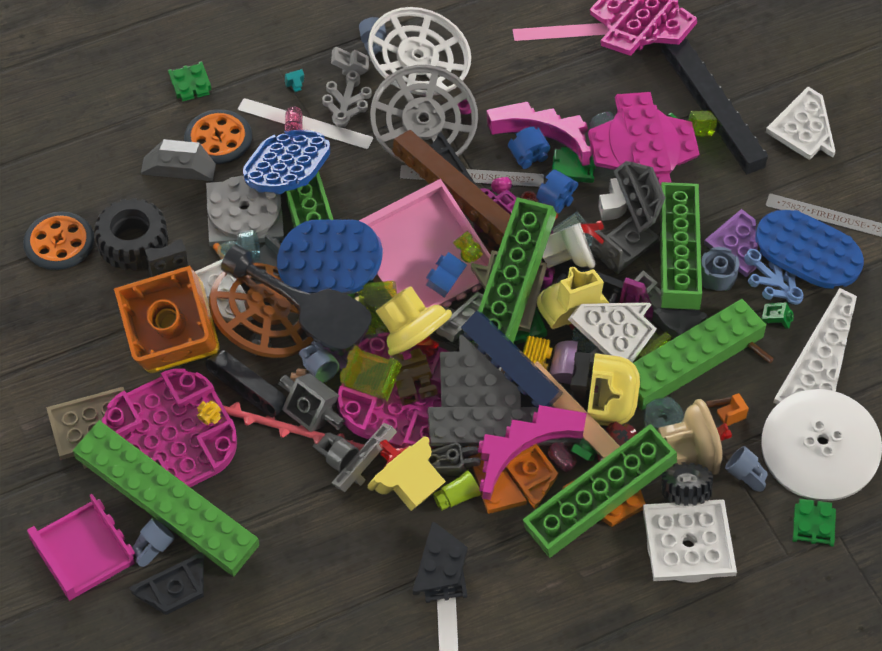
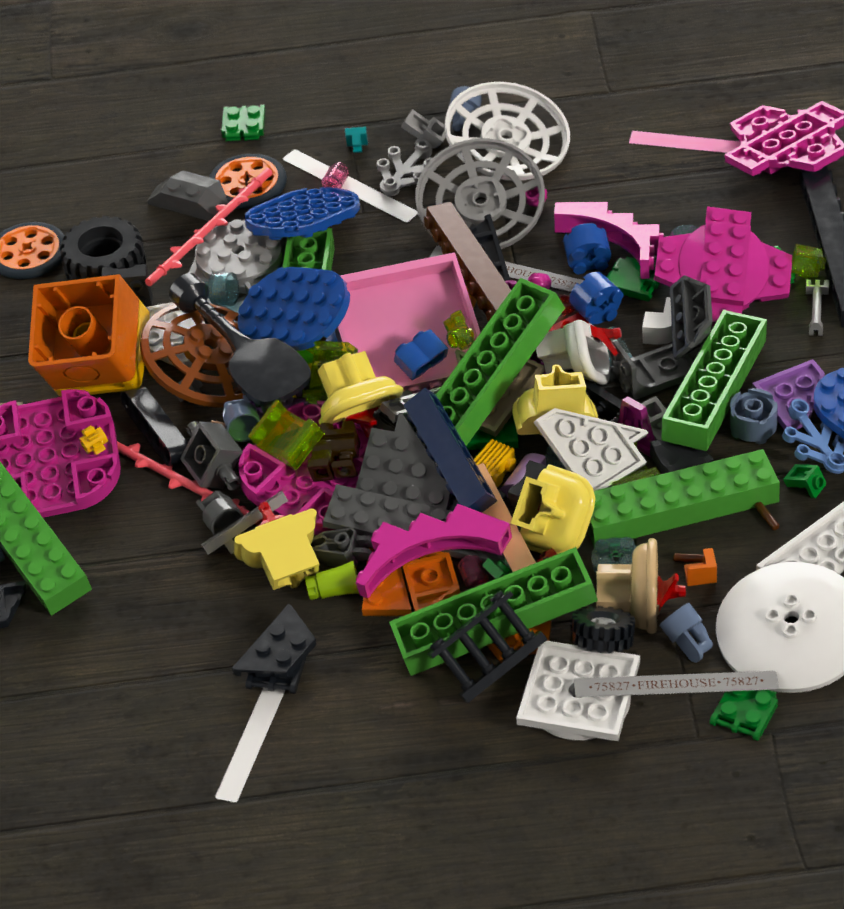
camera: 25 degrees right, 10 degrees down
(217, 182) = (199, 234): none -> coral plant
(629, 526) = (490, 671): none -> black fence
(717, 146) = (817, 291): none -> light grey hinge
(759, 517) = (675, 683): none -> light grey sticker

